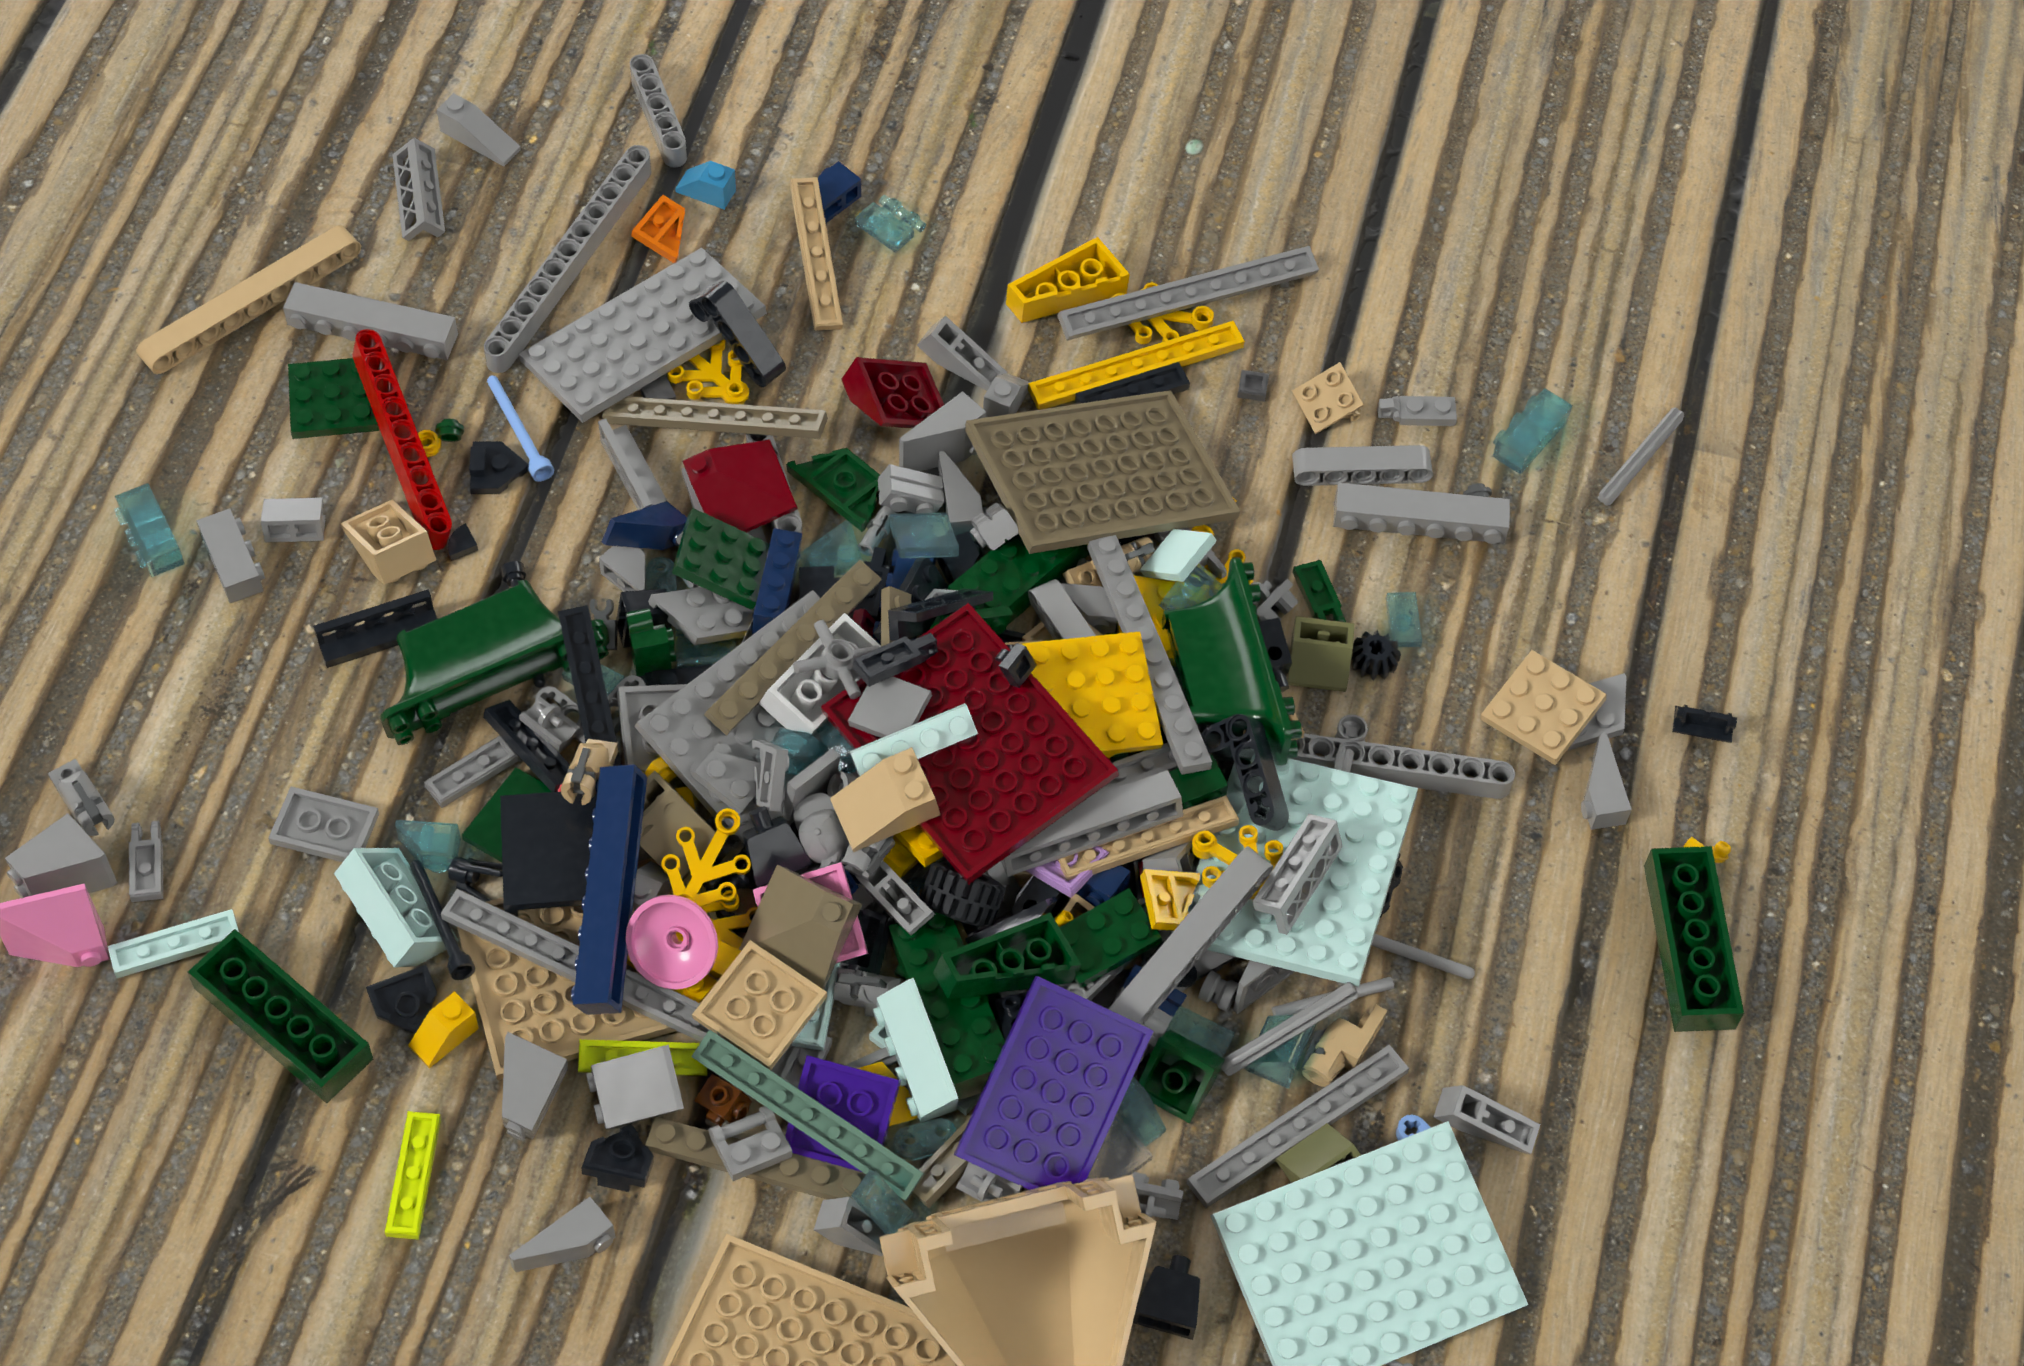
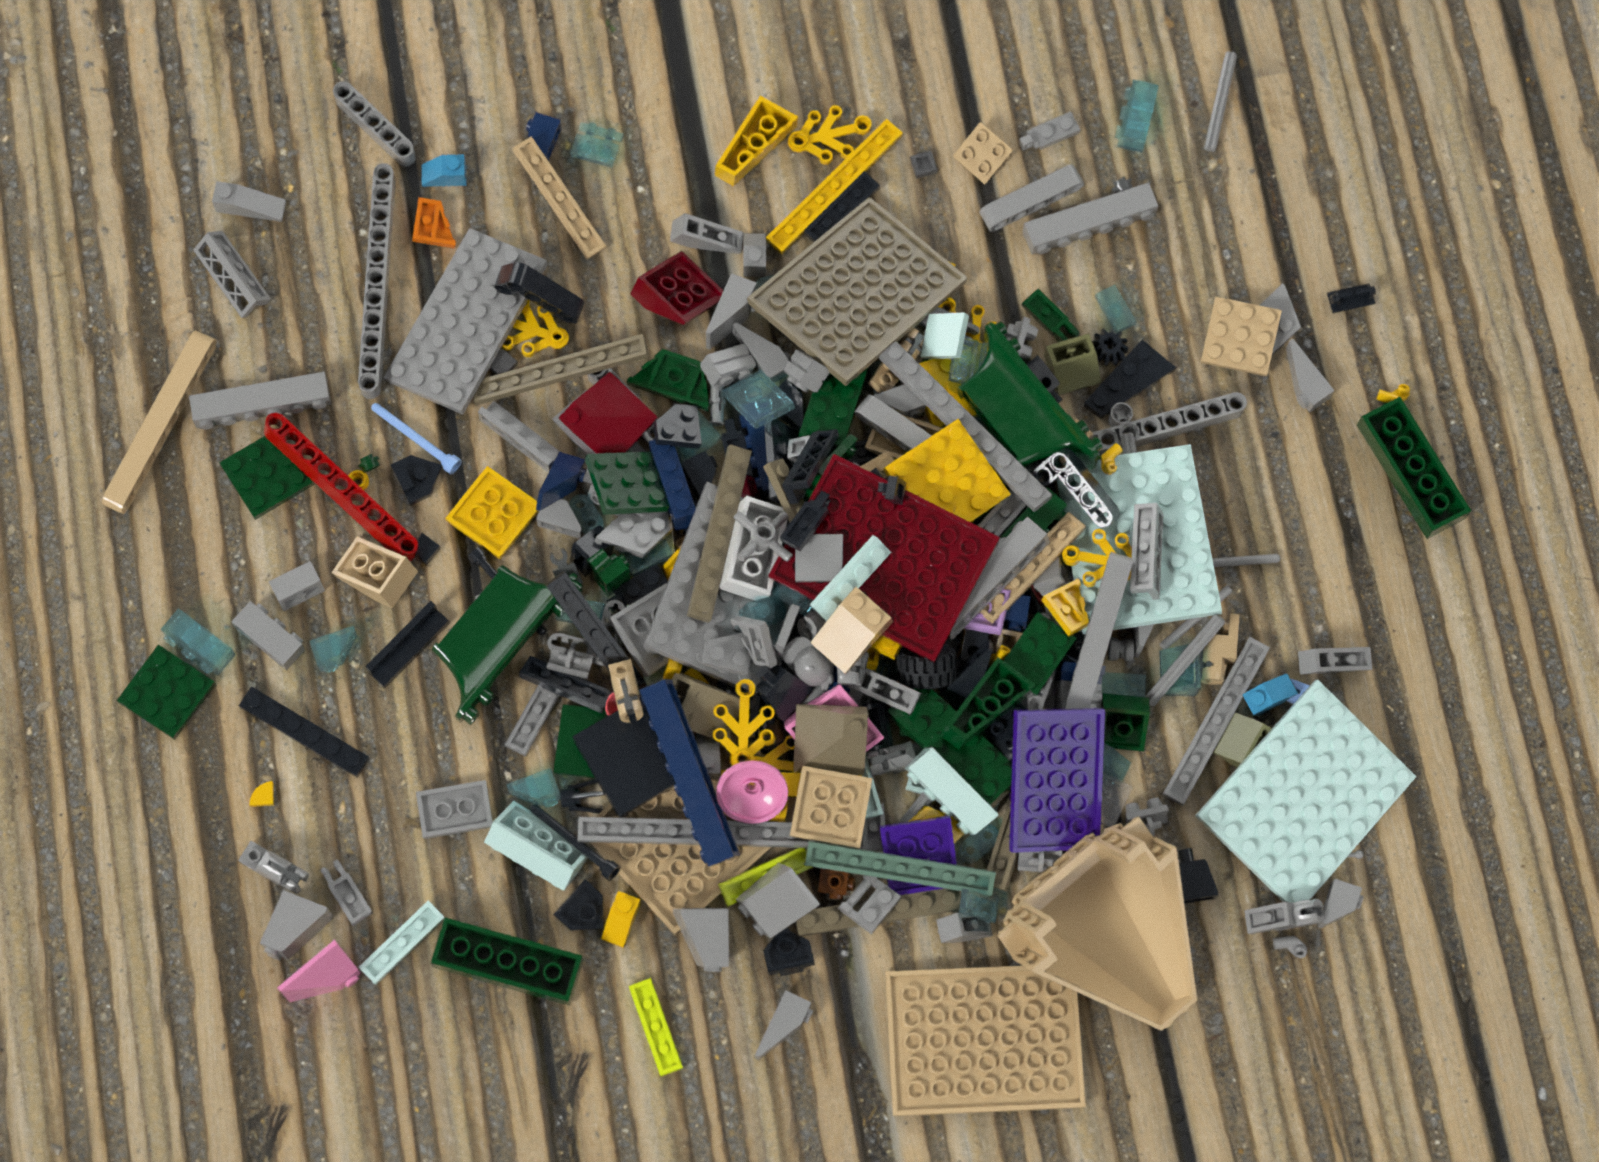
camera: 25 degrees left, 15 degrees up
(84, 568) = (166, 692): none -> dark green plate
(120, 719) = (263, 795): none -> yellow tile
(208, 673) = (304, 732): none -> black plate
(293, 598) = (333, 648): none -> clear light blue slope
(556, 536) = (493, 512): none -> yellow plate
(815, 528) = (679, 427): none -> plate
(1187, 293) = (844, 110): light grey plate -> none
(1307, 760) = (1108, 459): none -> yellow arm
(1380, 1121) = (1270, 694): none -> dark azure slope
(1387, 699) = (1132, 376): none -> black wing

